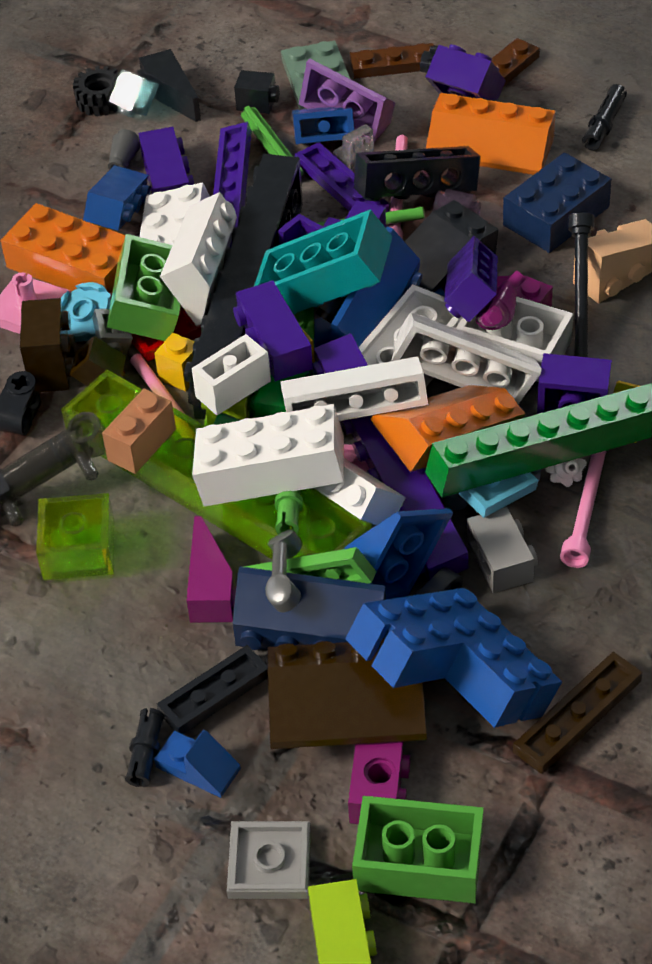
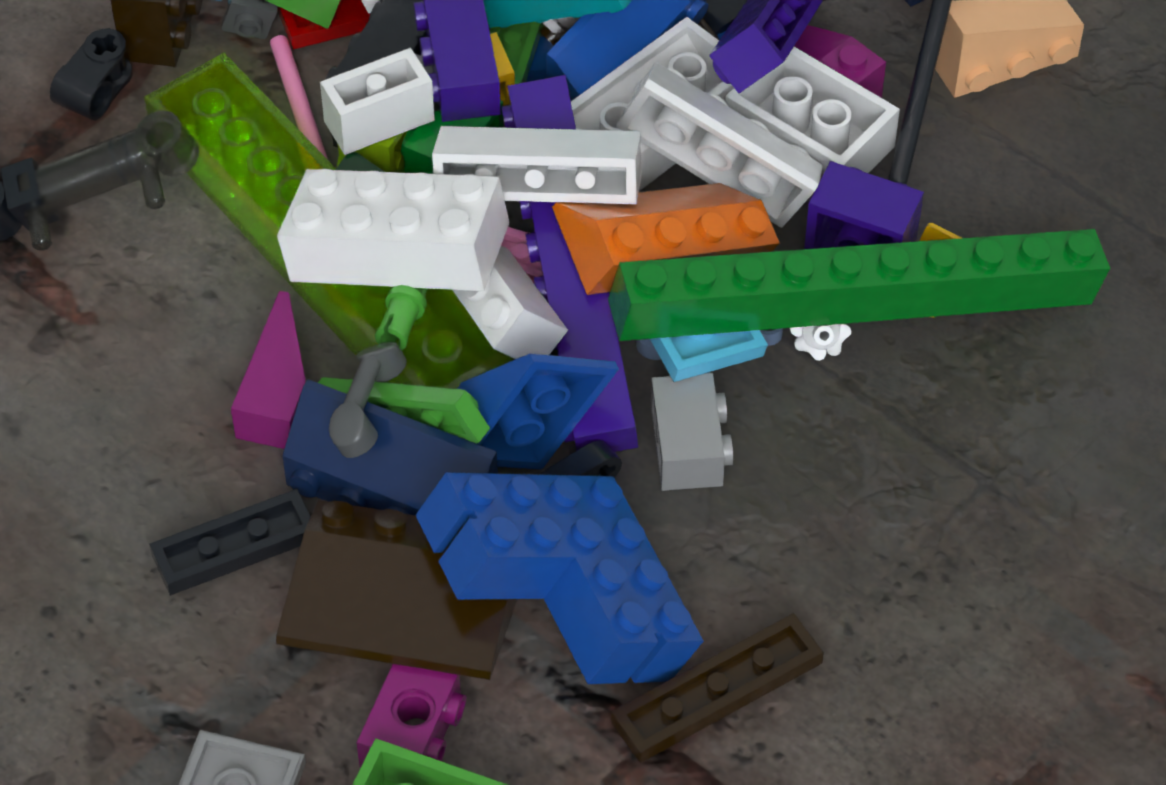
camera: 10 degrees right, 5 degrees up
(75, 536) = (112, 283): clear neon green brick -> none
(95, 359) = (219, 31): dark brown brick -> none
(139, 431) = (234, 153): nougat brick -> none
(144, 747) = (117, 600): black pin -> none
(172, 359) = (322, 50): yellow brick -> none
(198, 762) = (183, 637): blue slope -> none
(501, 308) = (796, 78): magenta piece -> none
(576, 549) = (795, 454): bright pink piece -> none

